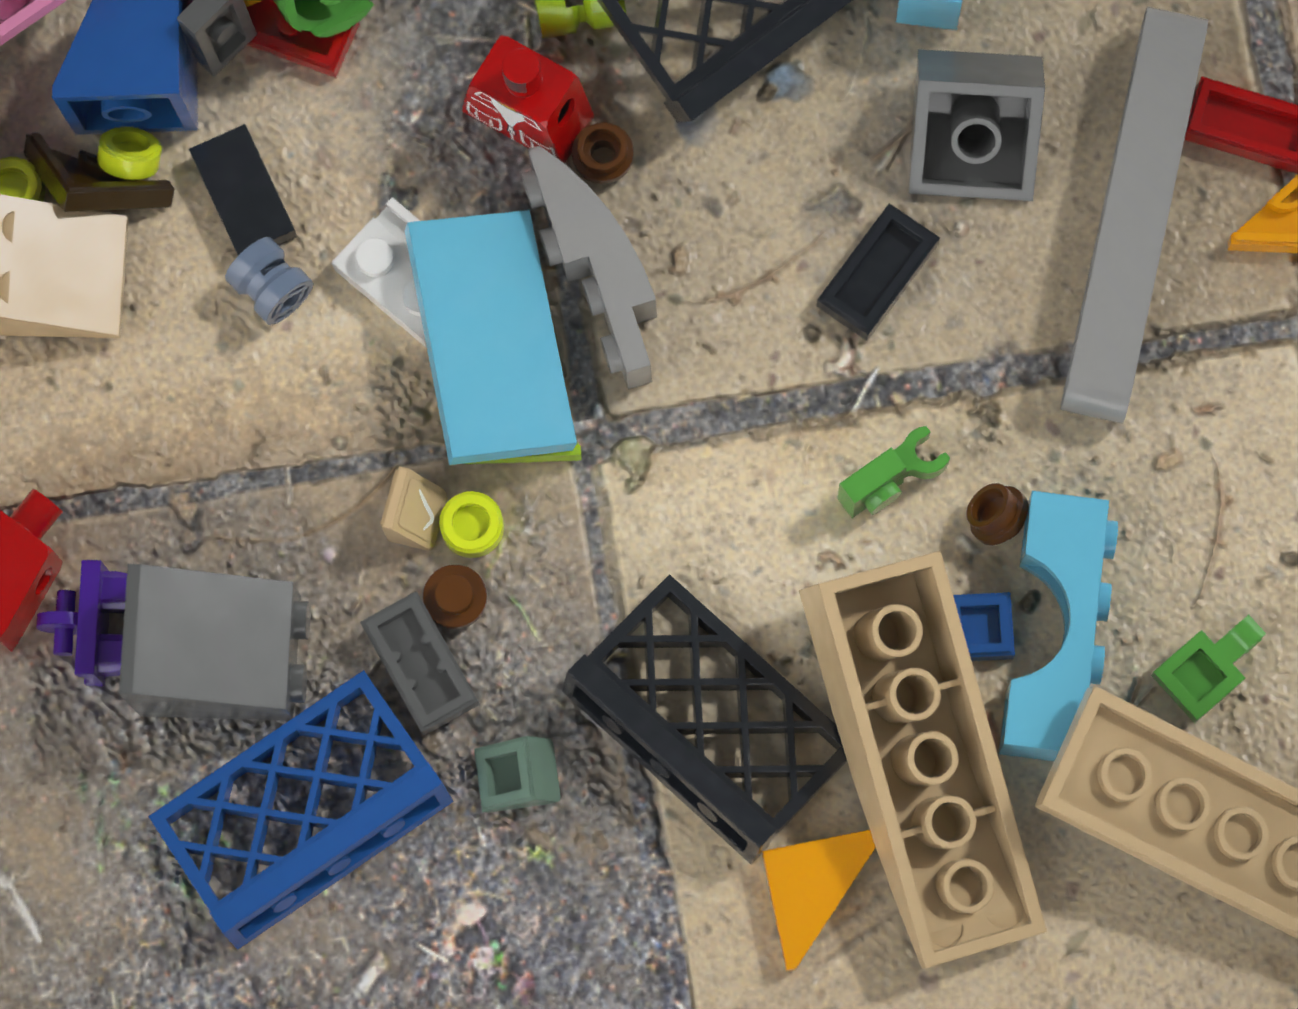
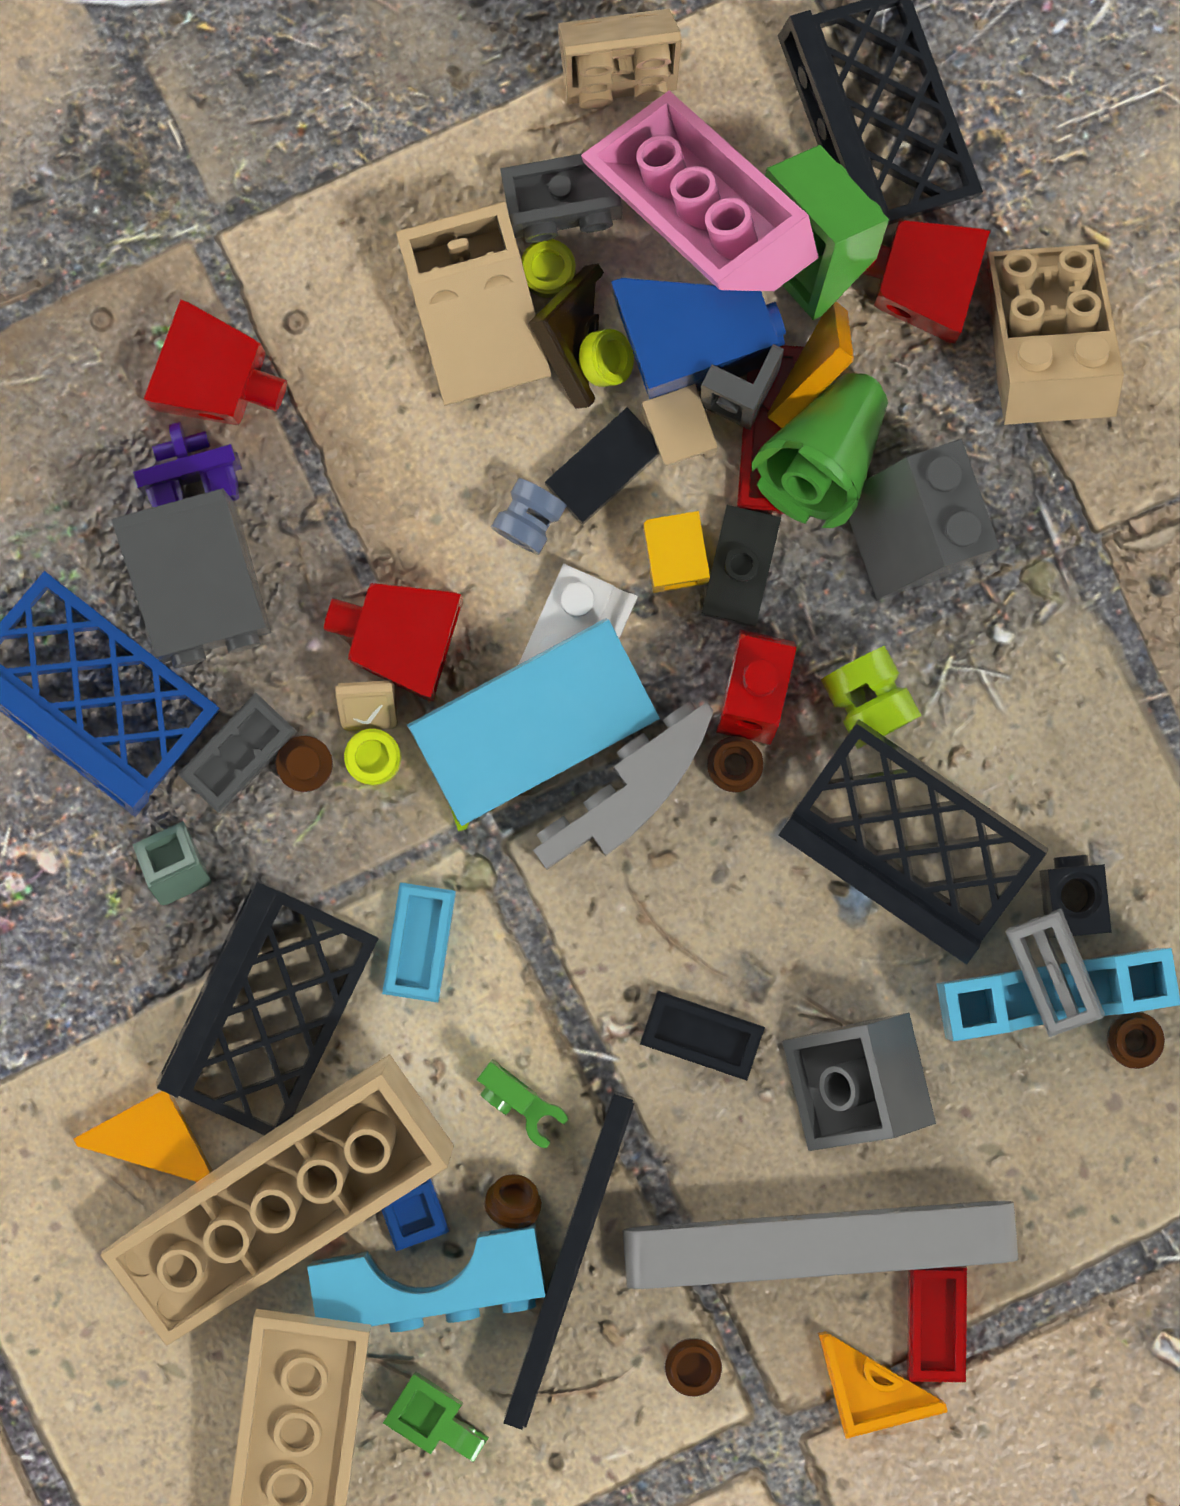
camera: 70 degrees right, 10 degrees up
(226, 95) = (679, 425): none -> tan panel
(349, 450) = (399, 634): none -> red torso
(361, 138) = (676, 552): none -> yellow panel
(396, 87) = (741, 566): none -> pearl dark grey plate
(687, 534) = (419, 942): none -> medium azure tile
(1075, 471) = (569, 1261): none -> black tile
(1228, 382) = (693, 1367): none -> reddish brown plate

